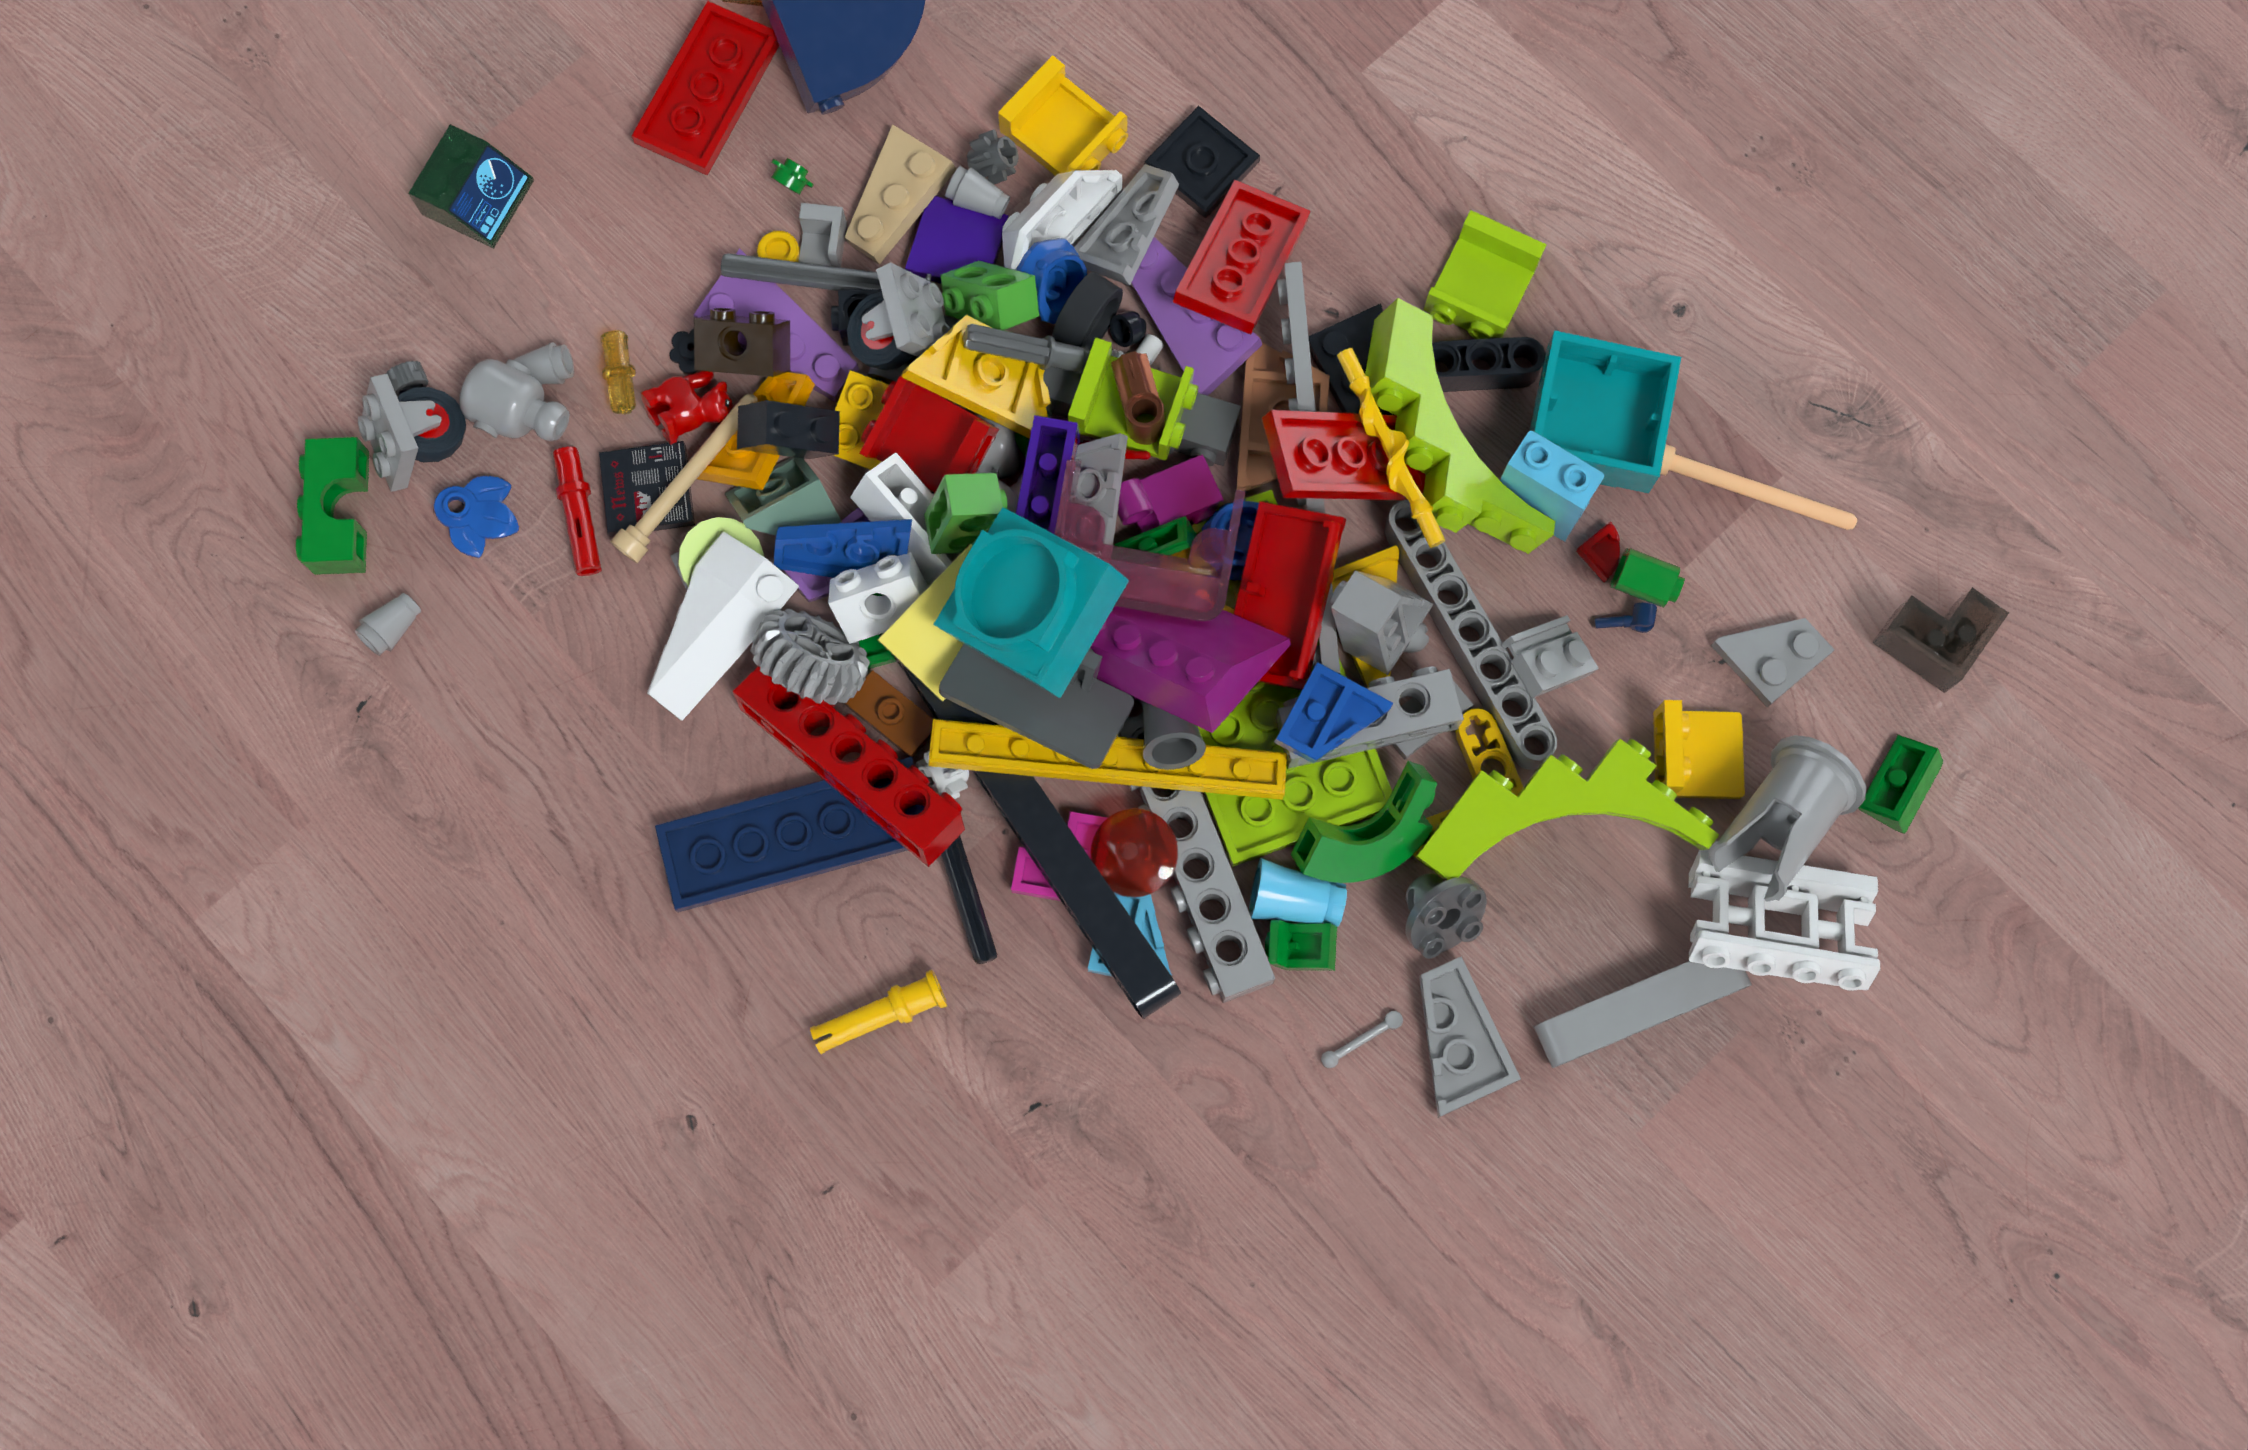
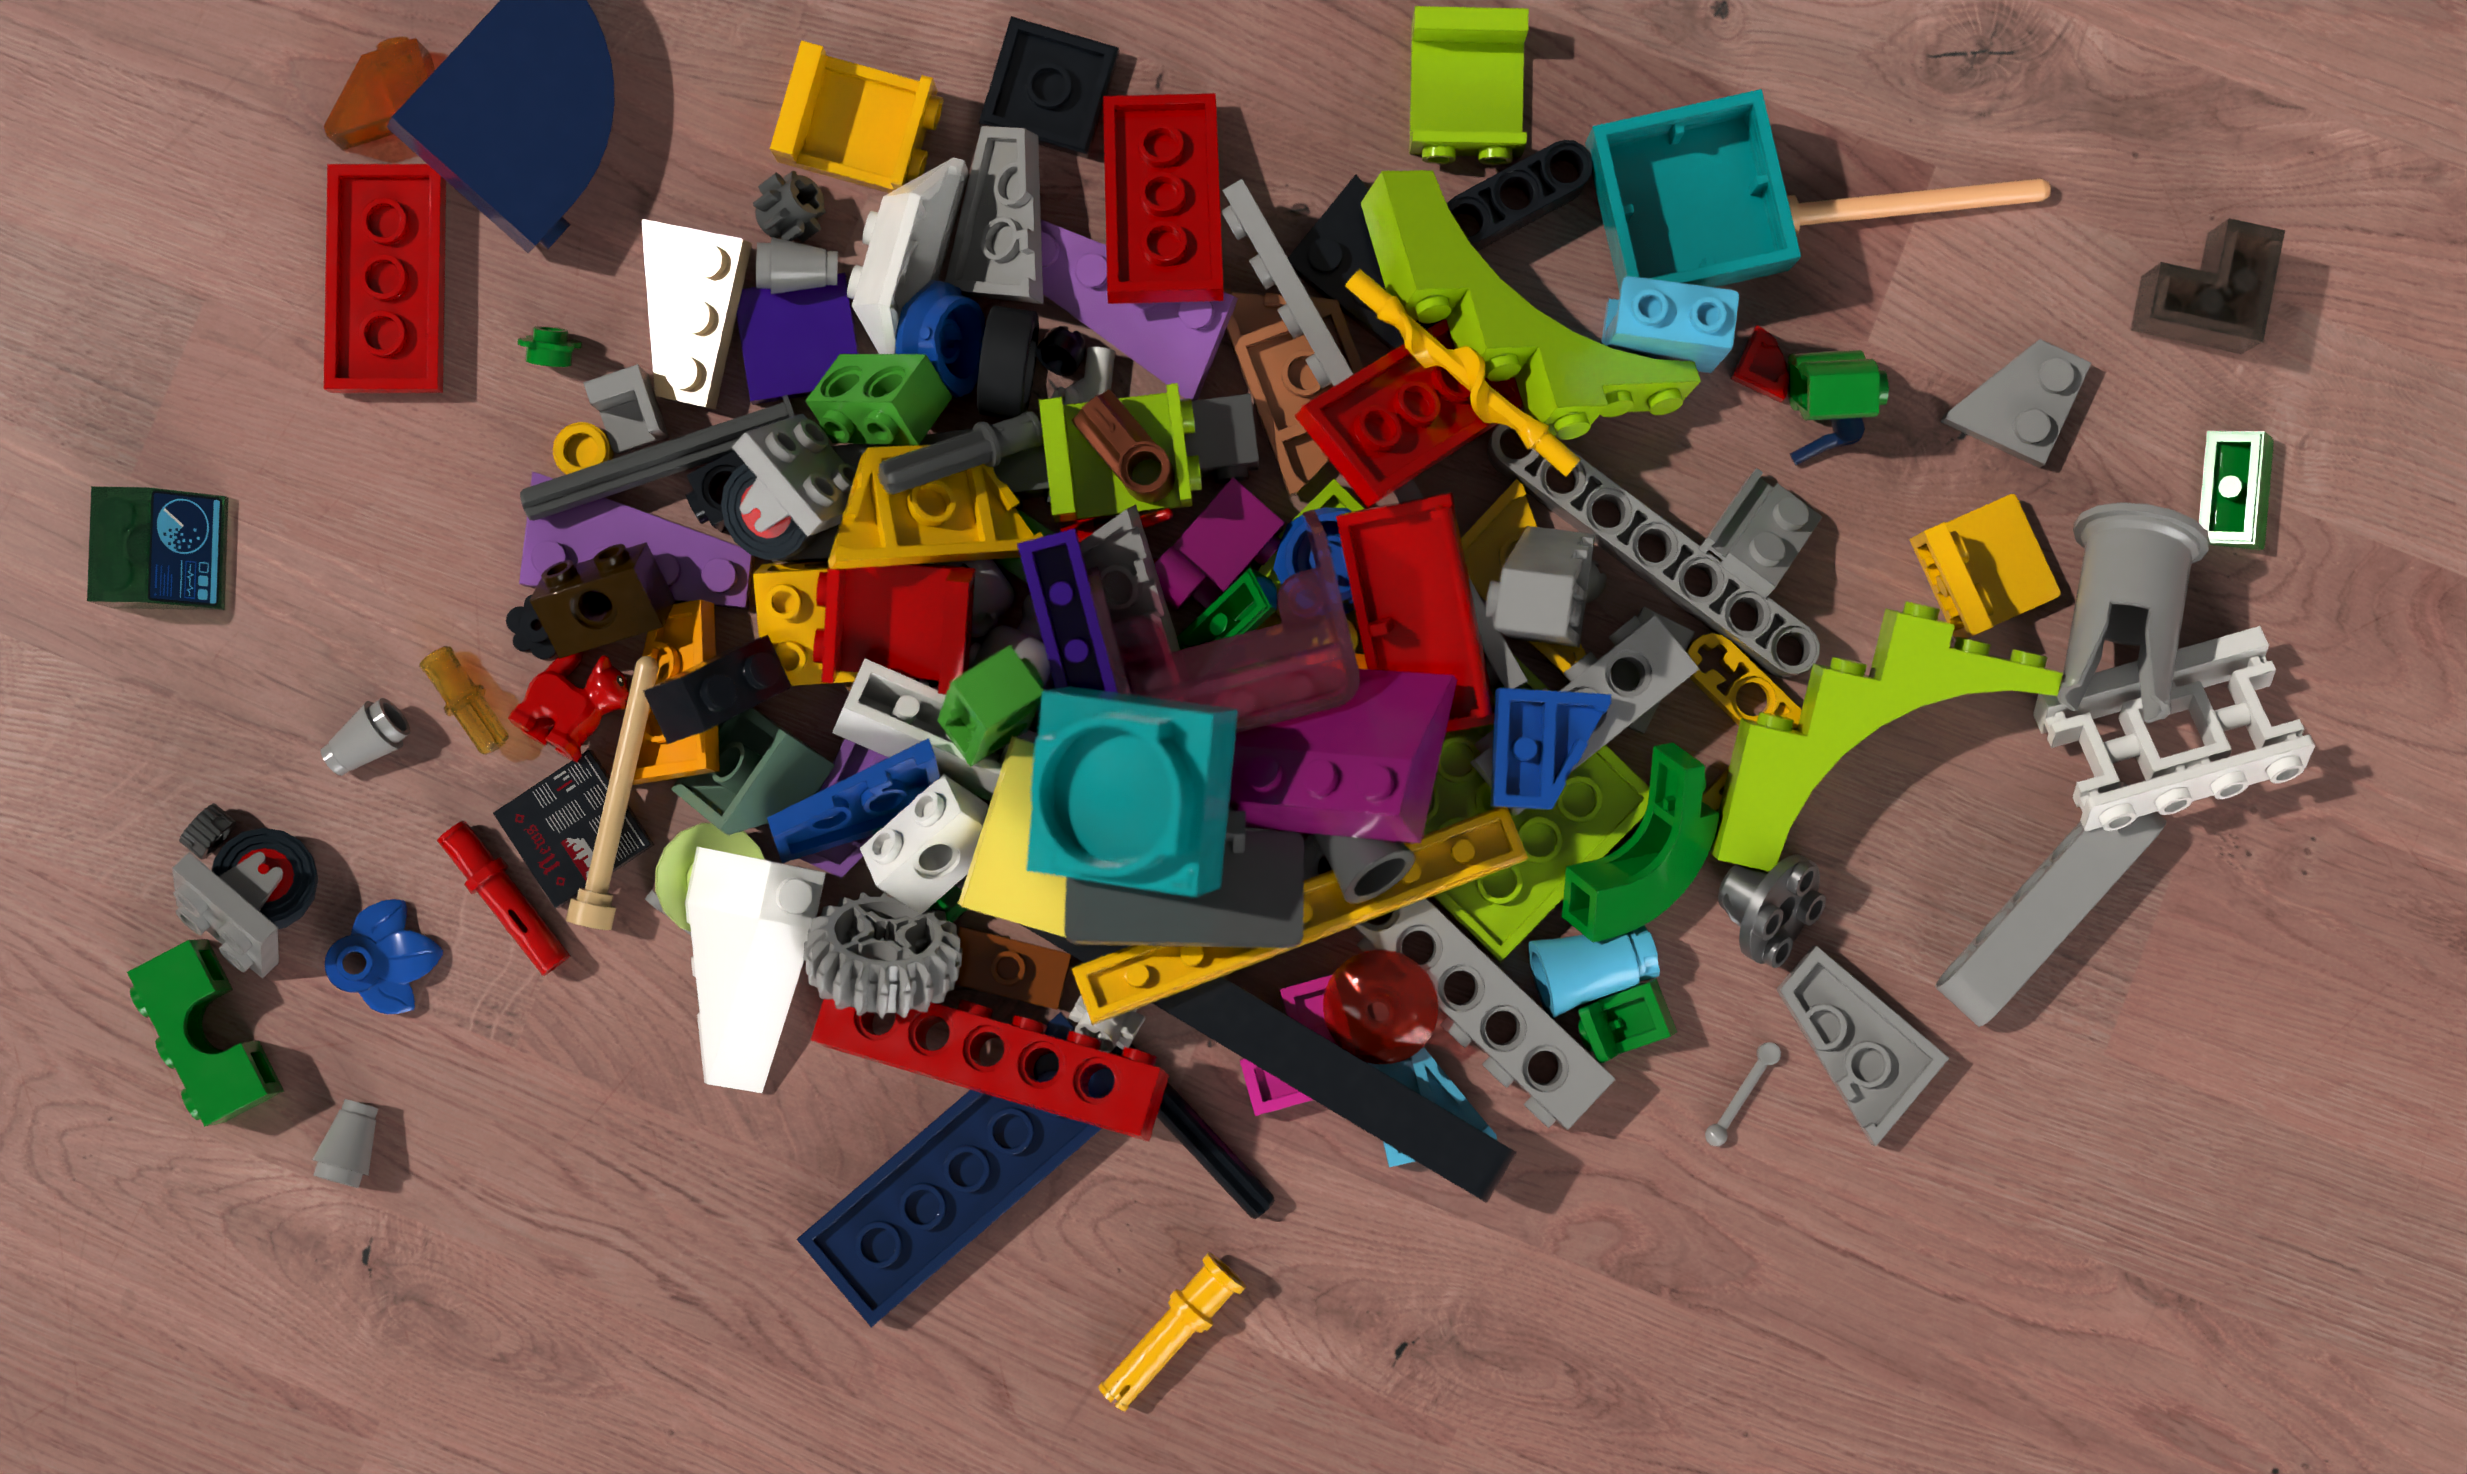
camera: 25 degrees left, 10 degrees up
(510, 402) = (352, 804): light grey piece -> none

